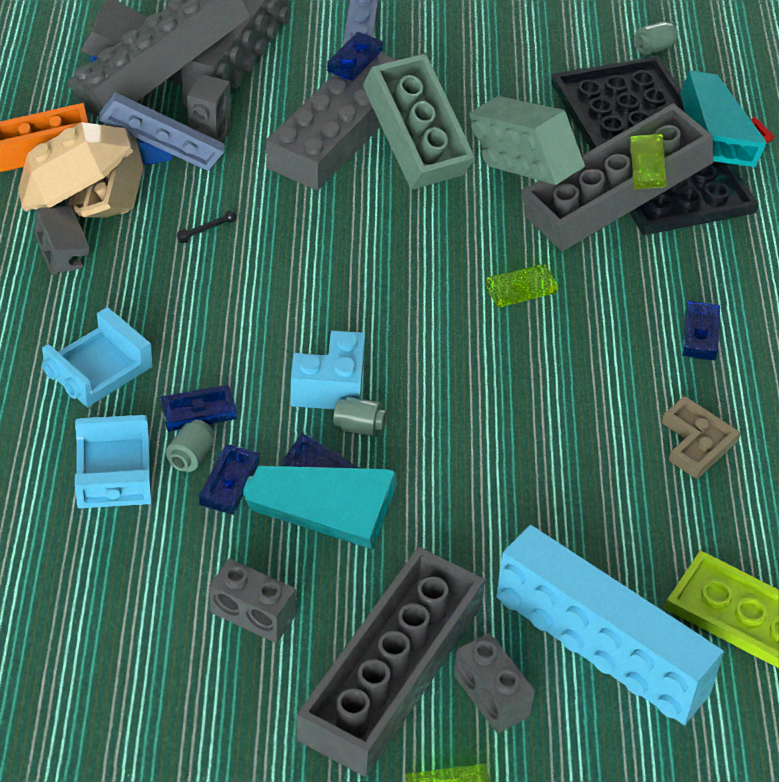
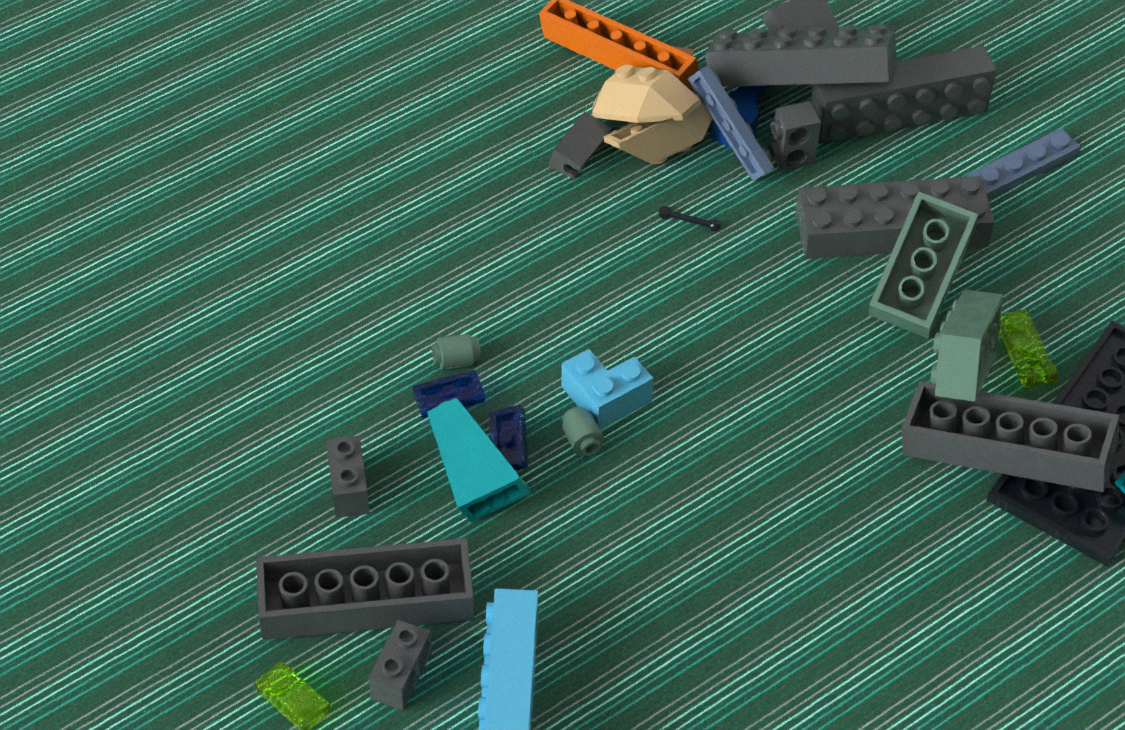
camera: 55 degrees right, 5 degrees up
(99, 360) = (485, 247): medium azure panel -> none
(112, 461) = (402, 320): medium azure panel -> none
(207, 405) = (497, 332): clear blue plate -> none
(354, 56) = (951, 177): clear blue plate -> none
(521, 285) = (834, 451): clear neon green plate -> none
(648, 161) = (1020, 438): clear neon green plate -> none
(701, 330) = (908, 602): clear blue plate -> none
(704, 434) = (785, 673): dark tan plate -> none

